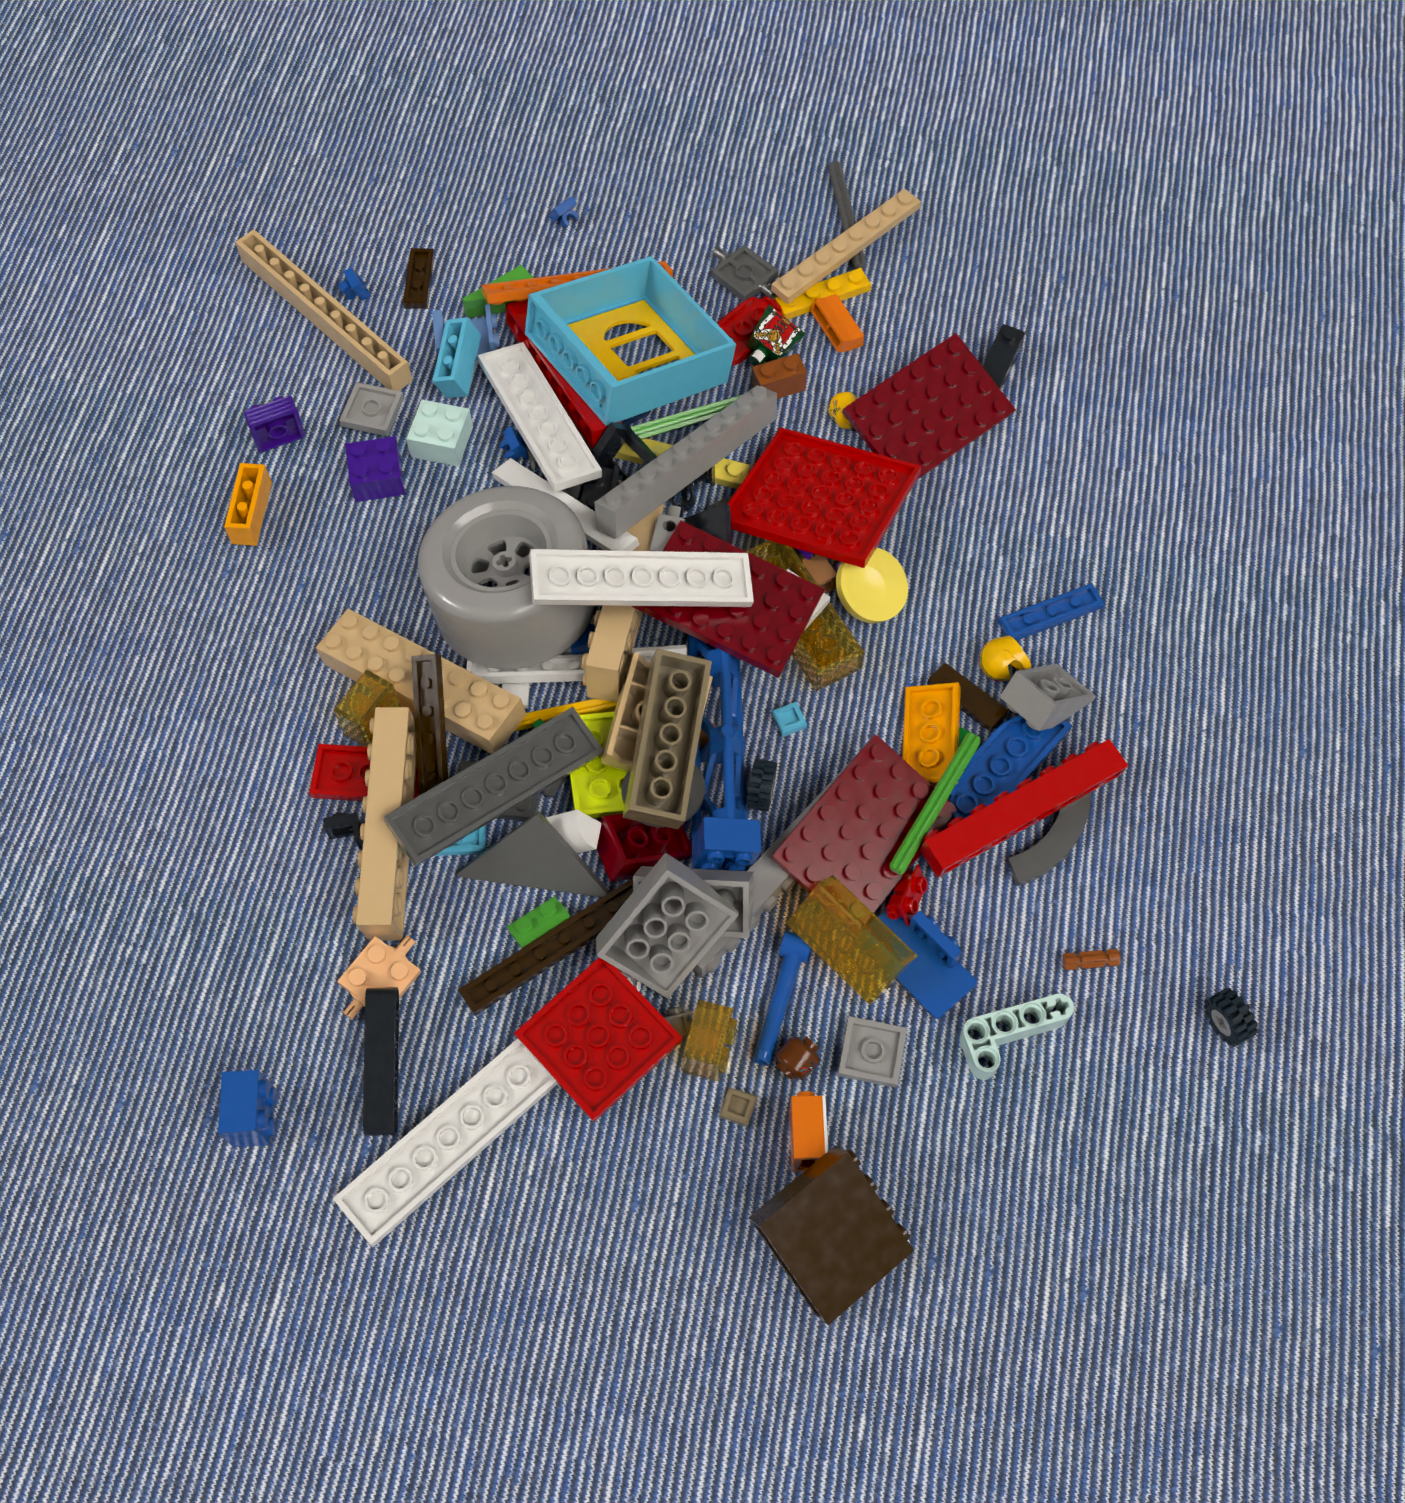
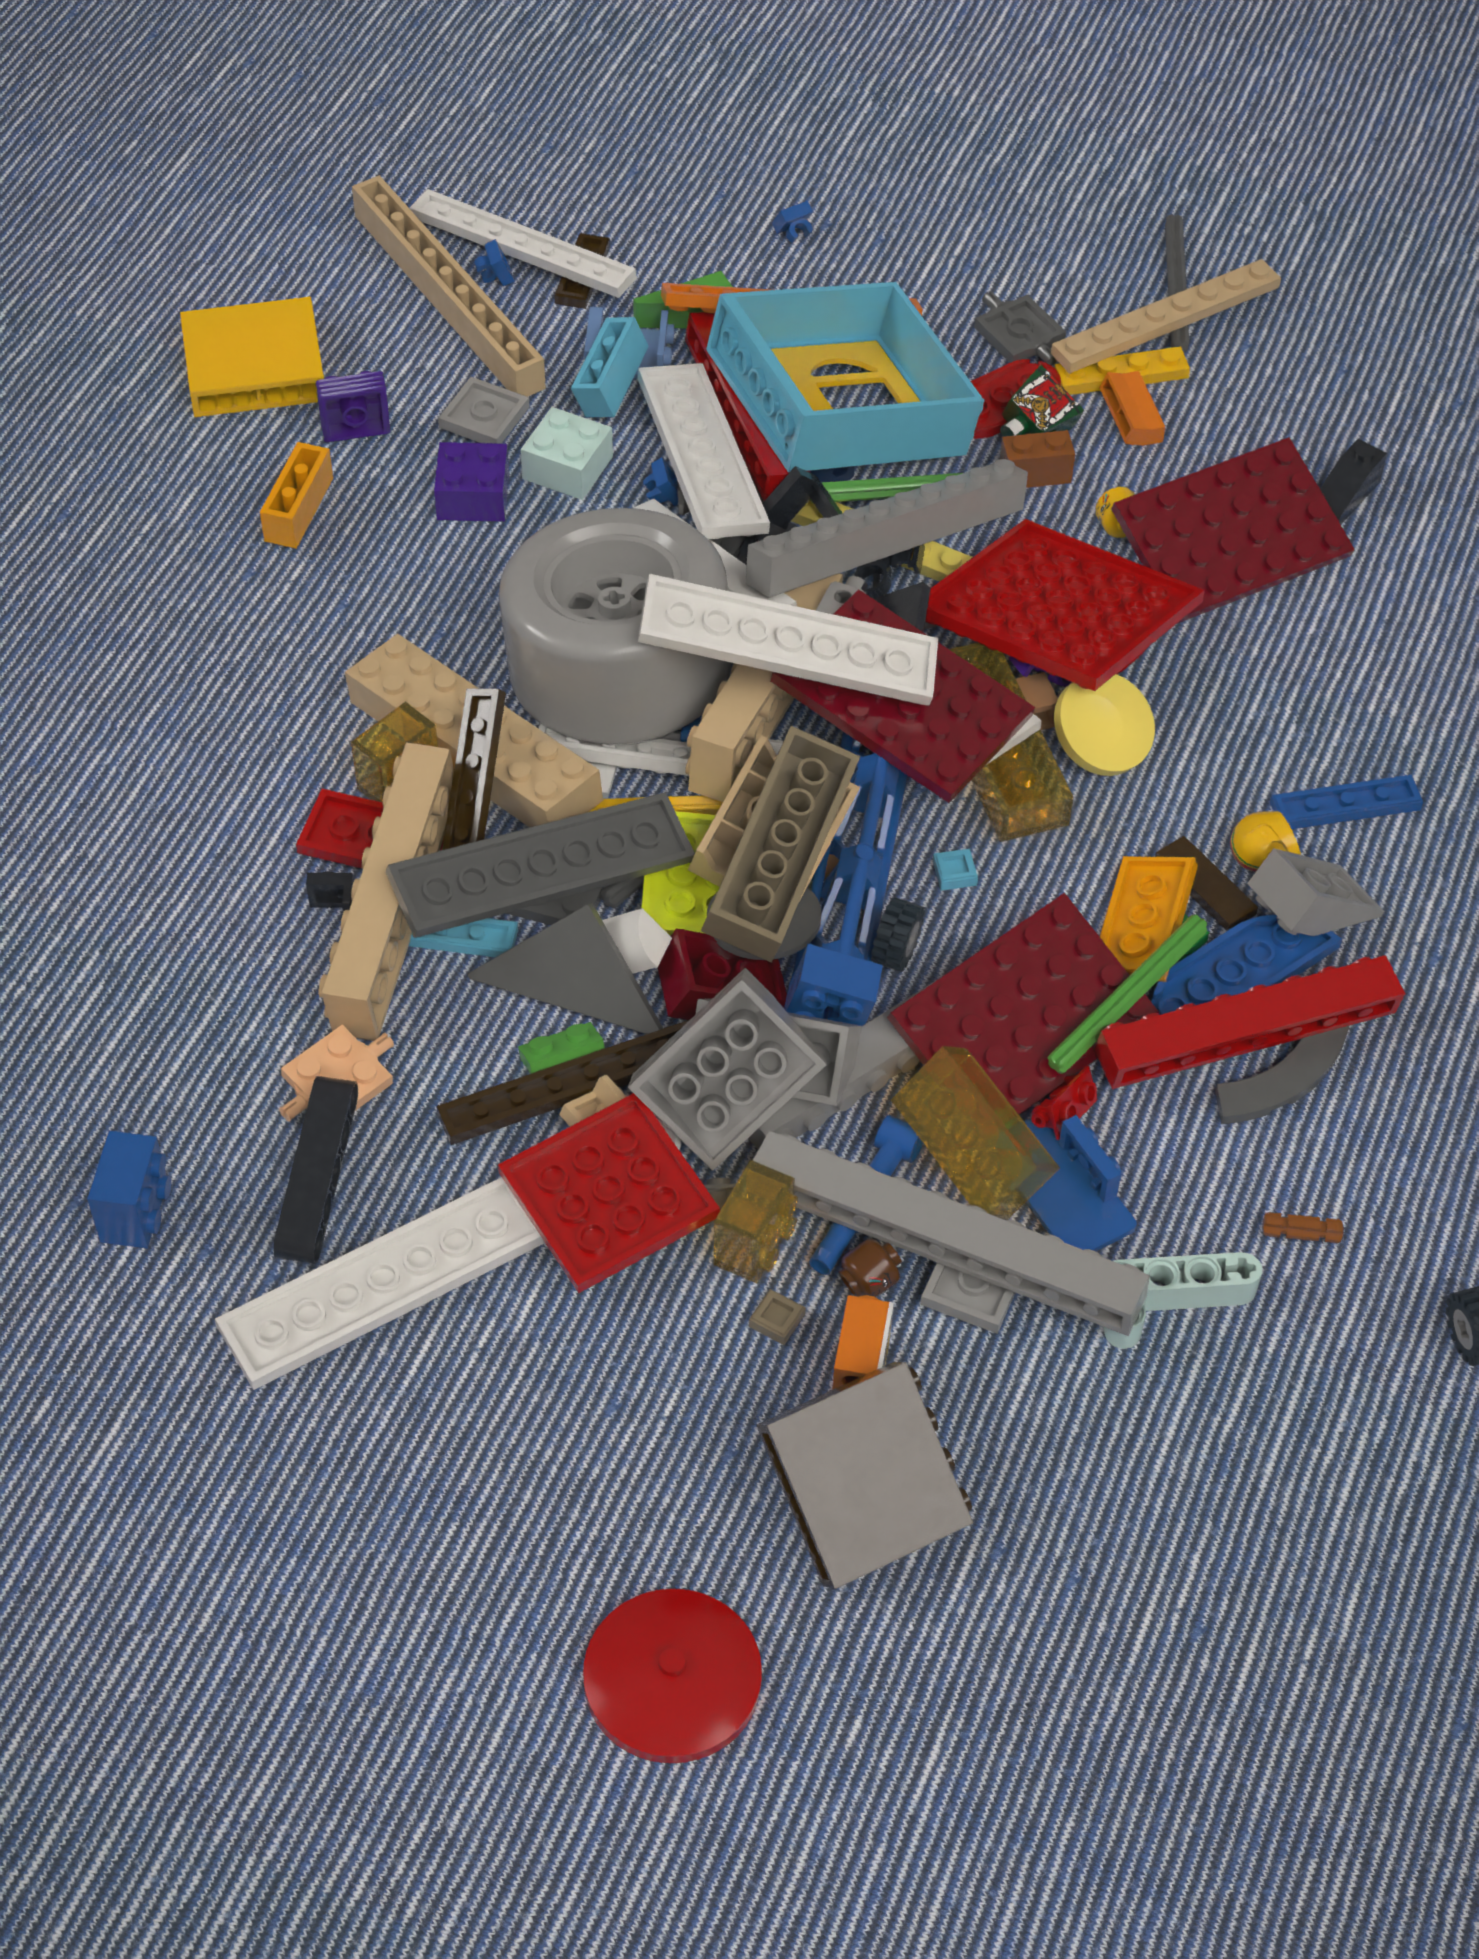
camera: 10 degrees right, 10 degrees down
(190, 393) = (251, 356): none -> yellow brick
(371, 265) = (524, 243): none -> white plate
(572, 965) = (603, 1095): none -> tan bracket
(724, 1413) = (672, 1675): none -> red dish
(854, 1023) = (959, 1235): none -> light grey brick

